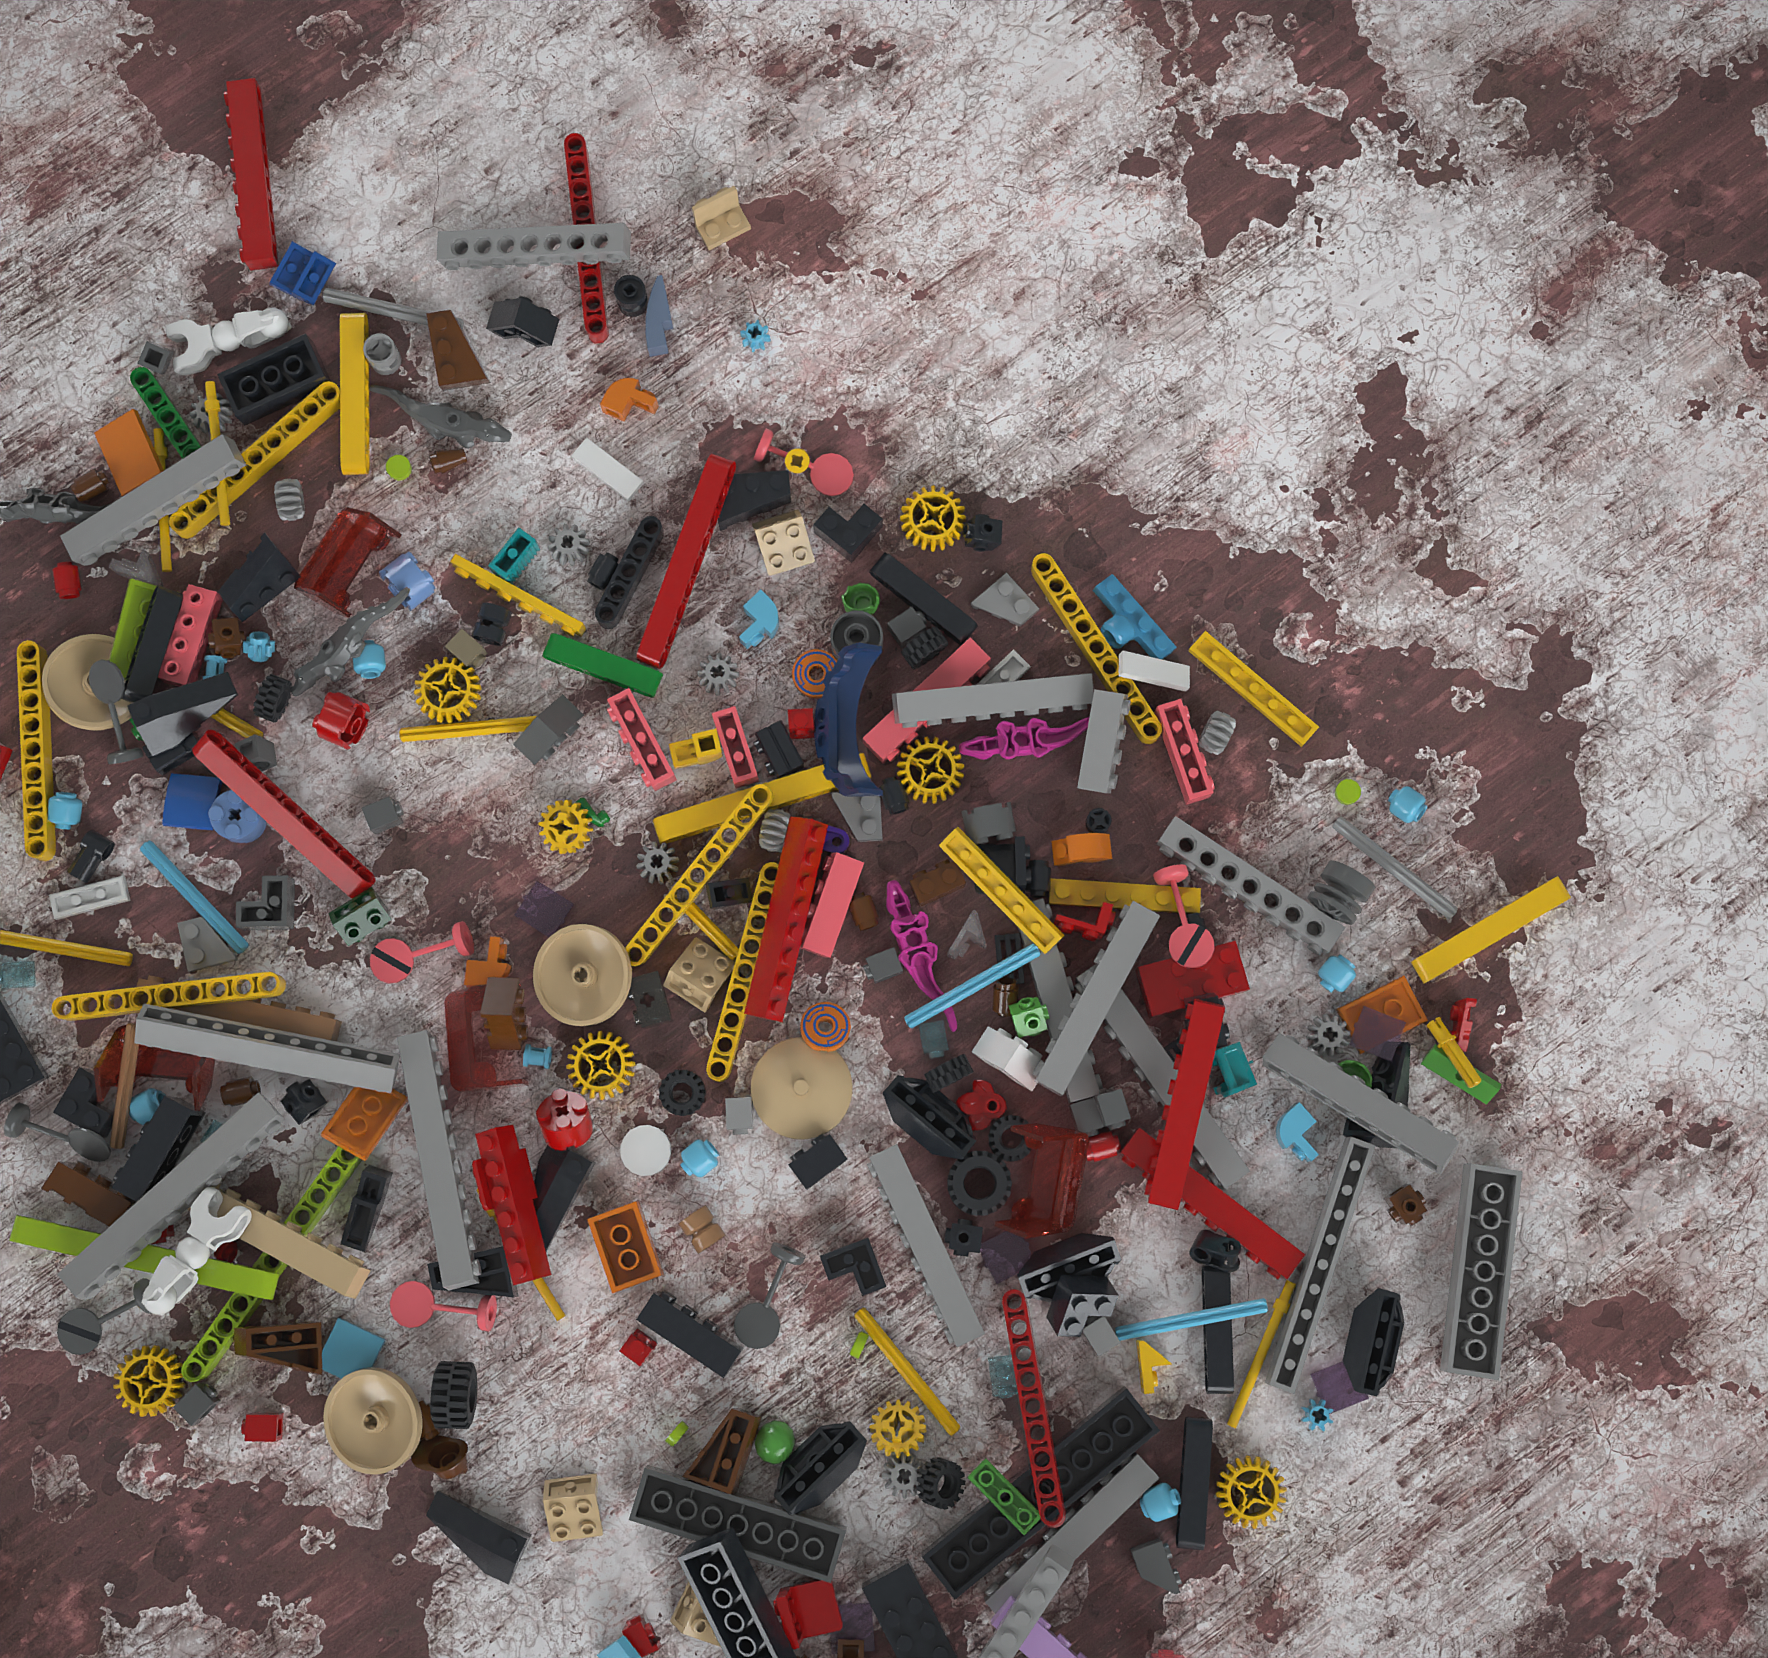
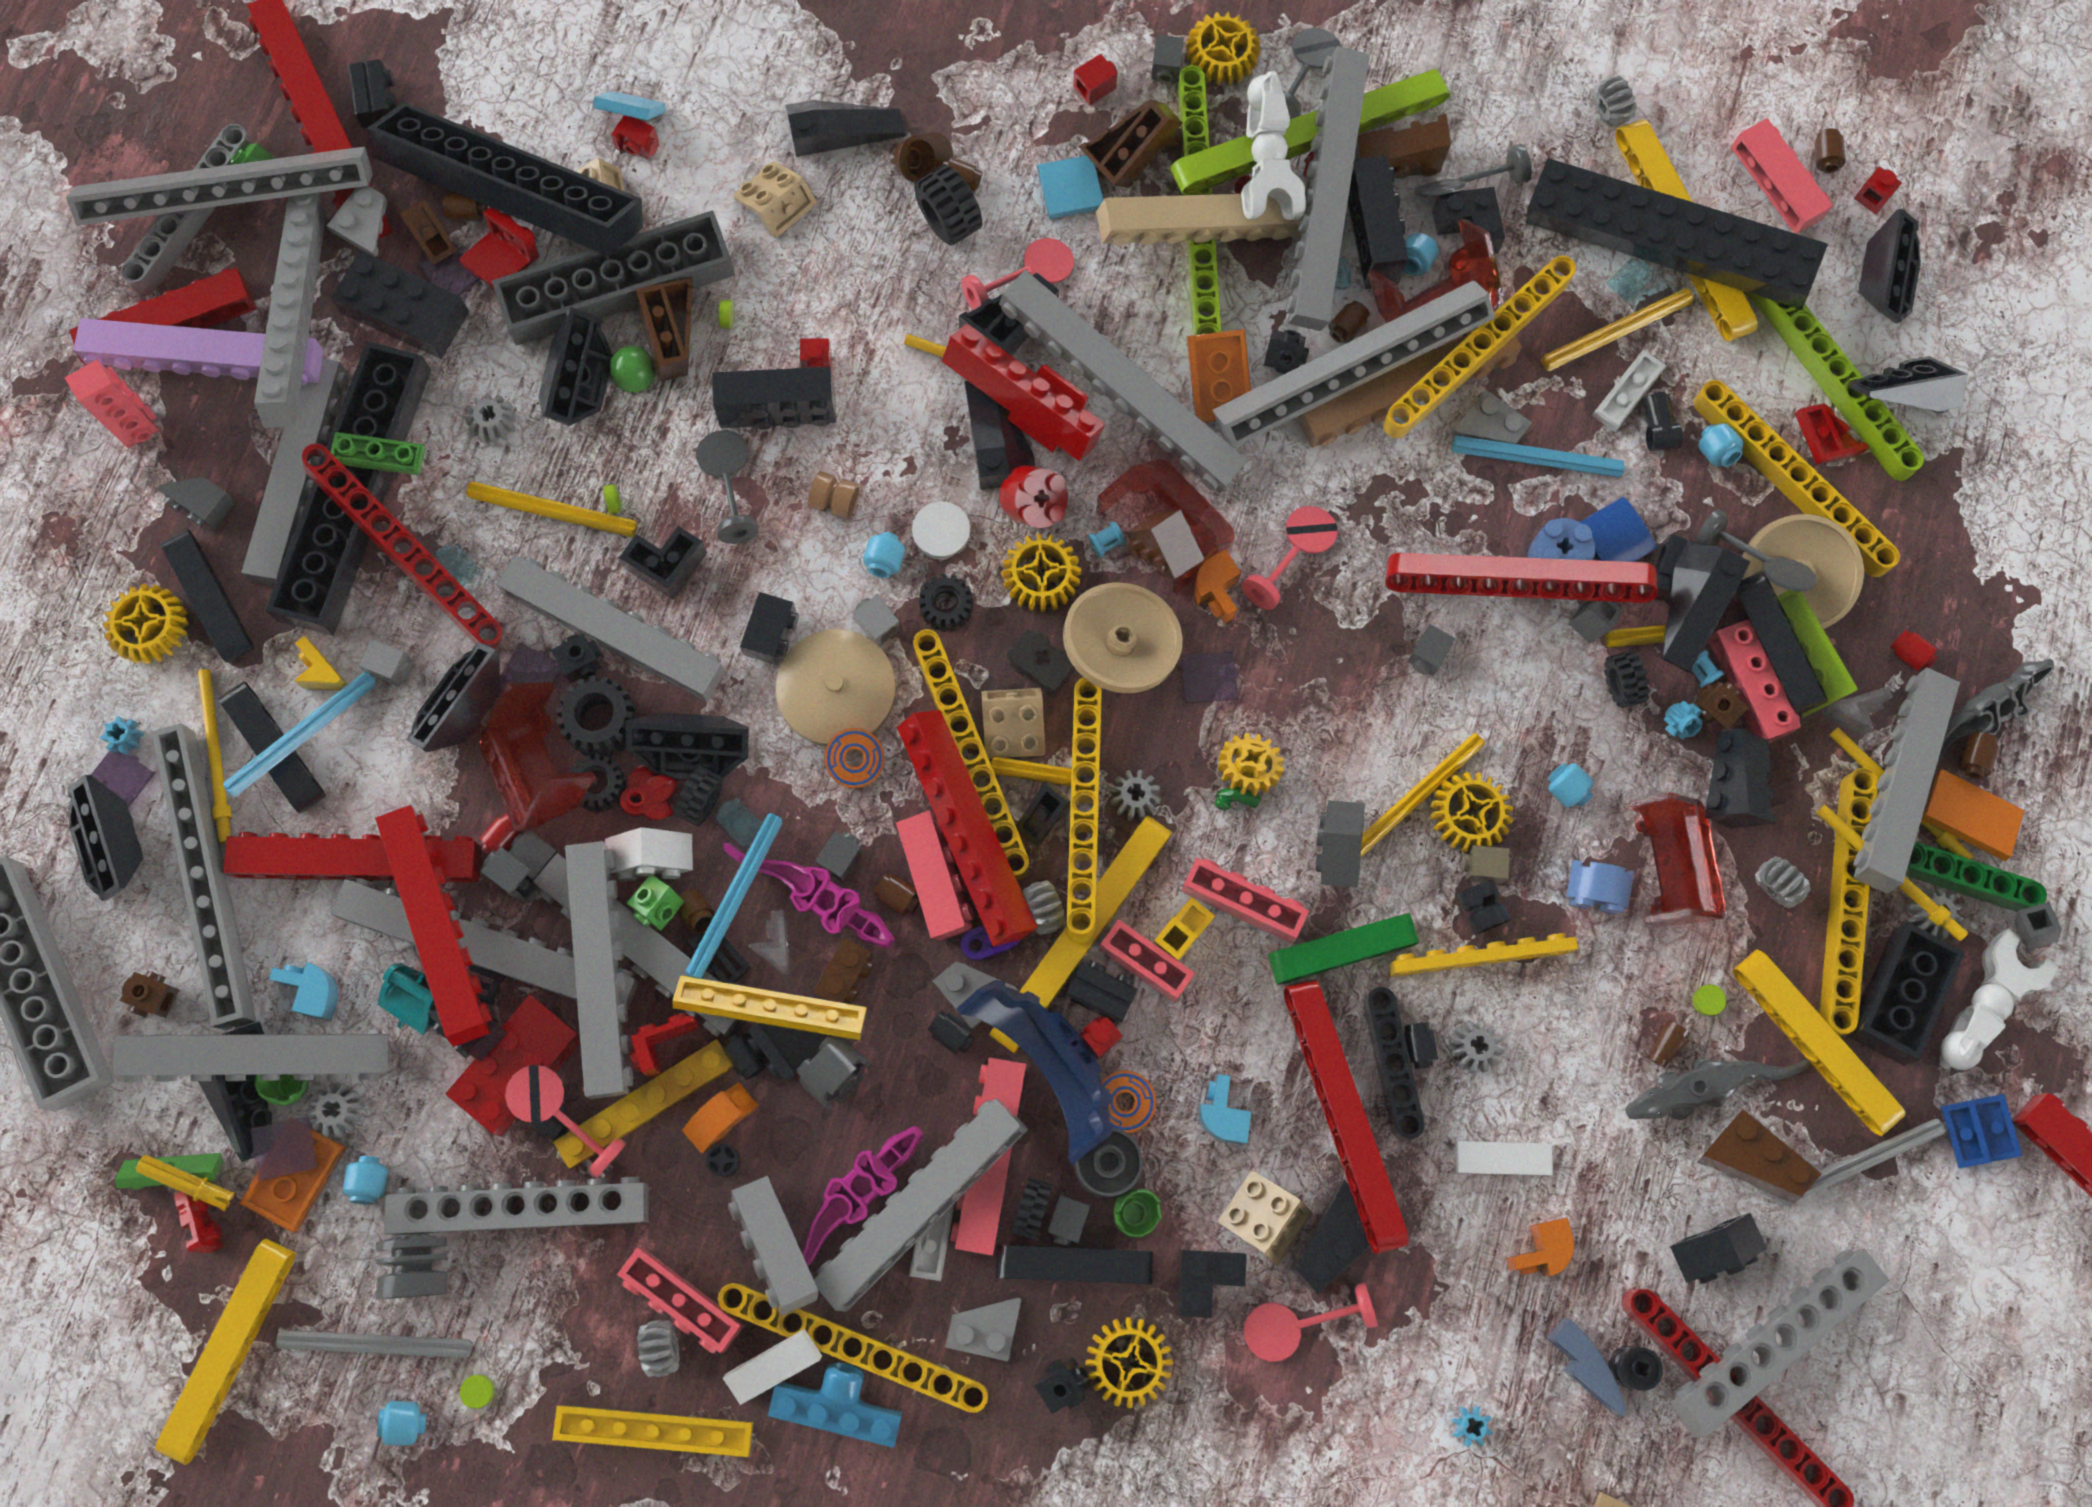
camera: 140 degrees right, 5 degrees down
(124, 1089) = (1447, 245): medium nougat axle -> none
(274, 910) = (1456, 494): dark grey brick -> none
(341, 720) = (1545, 706): red brick -> none
(342, 646) = (1604, 775): dark grey animal -> none
(360, 916) = (1372, 542): brick -> none
(366, 1207) = (1155, 307): black slope -> none
(372, 1420) = (1004, 142): tan dish -> none
(382, 354) = (1827, 1103): light grey wheel -> none
(514, 556) = (1518, 990): teal brick -> none
(625, 1246) = (892, 431): orange brick -> none
(716, 666) = (1230, 1033): light grey gear -> none
(797, 457) = (1317, 1321): yellow wheel -> none
(907, 1430) = (531, 463): yellow gear -> none
(929, 1483) = (449, 431): black tyre -> none
(939, 776) = (918, 1087): yellow gear -> none
(1077, 1299) = (423, 676): black brick -> none
(1160, 1502) = (227, 554): medium azure head -> none
(1215, 1250) = (319, 815): black piece -> none

